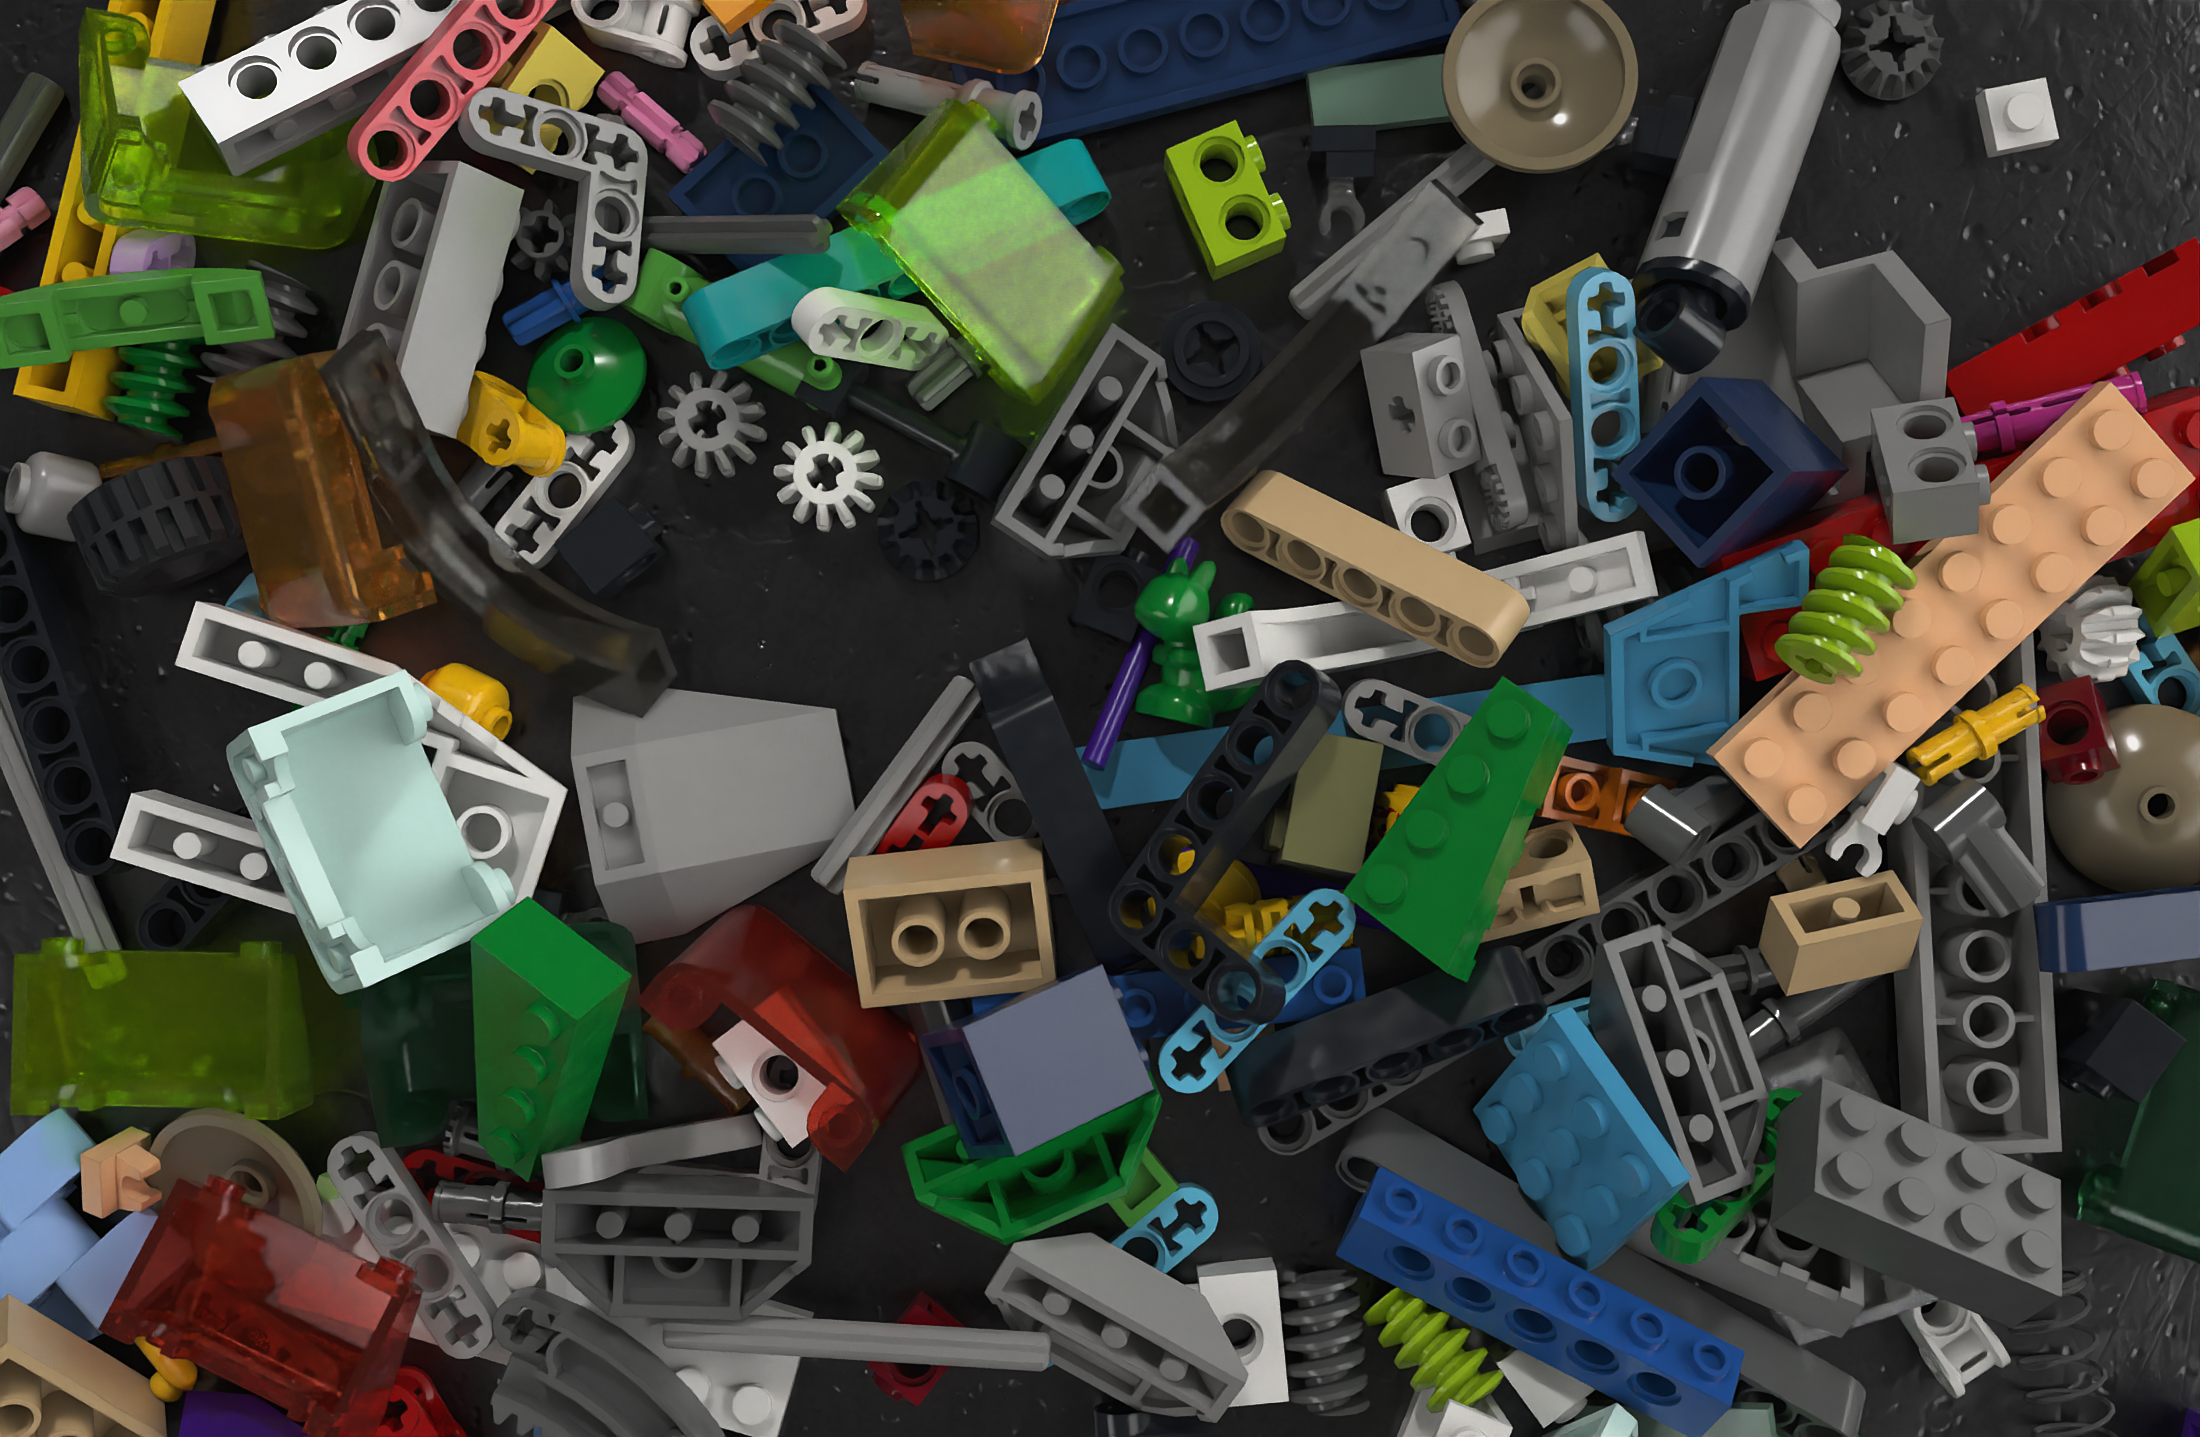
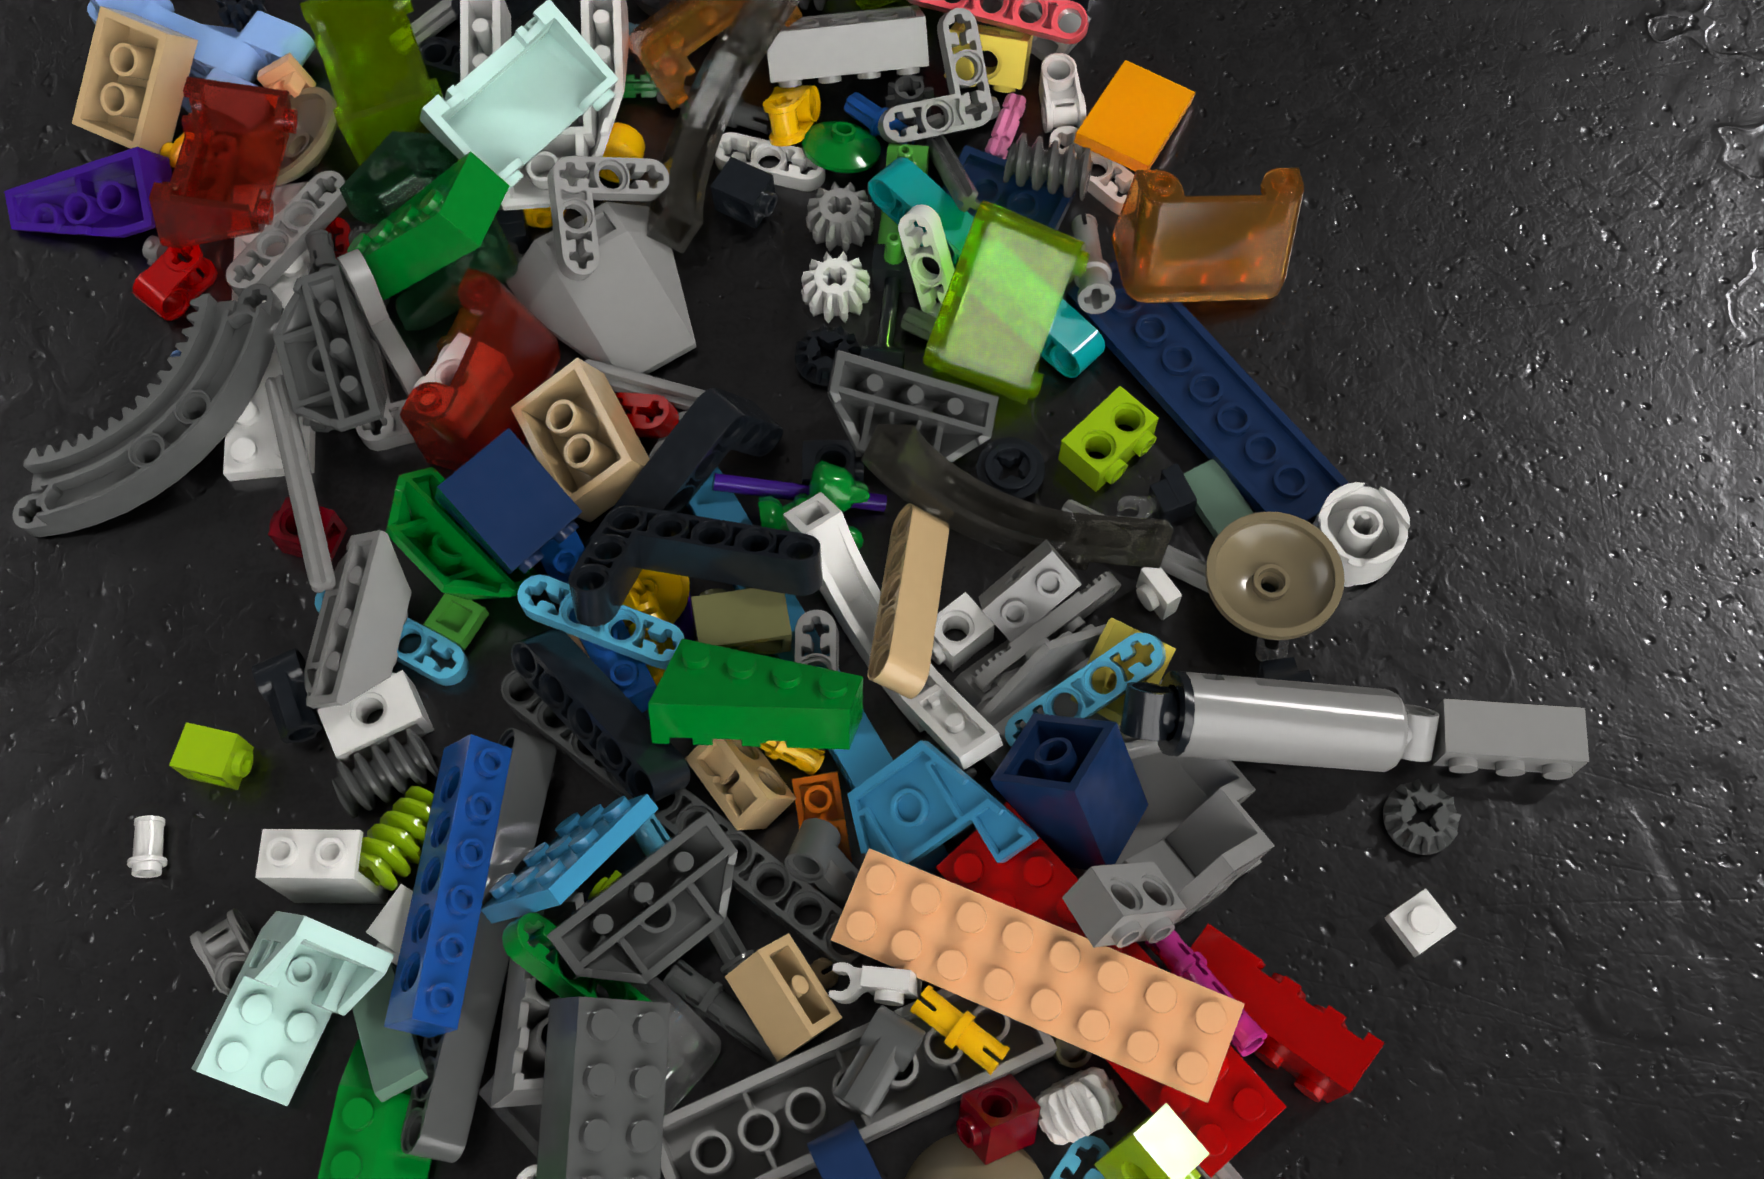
camera: 70 degrees right, 20 degrees down
(570, 794) = (581, 198): none -> light grey beam
(1843, 608) = (1001, 880): lime piece -> none

